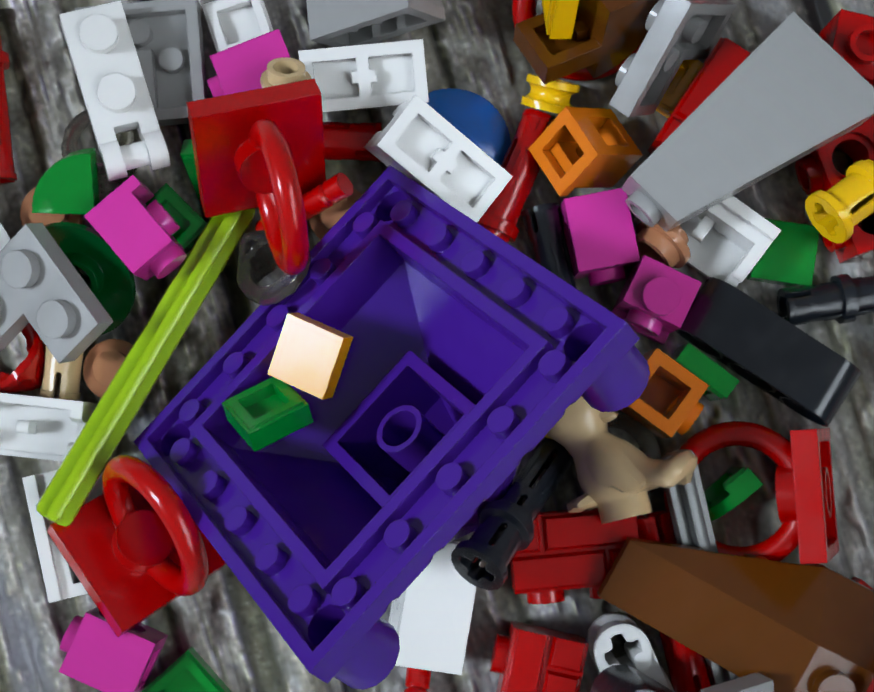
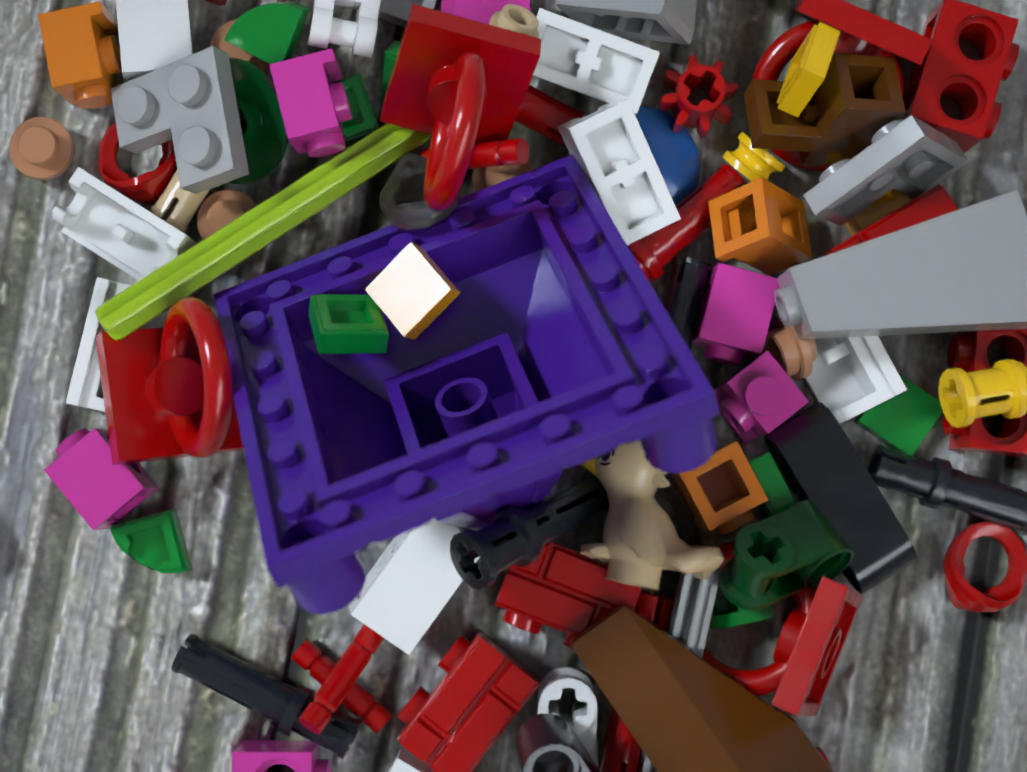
camera: 25 degrees right, 0 degrees up
(473, 42) = (706, 79): none -> red gear
(746, 429) = (783, 557): none -> dark green piece

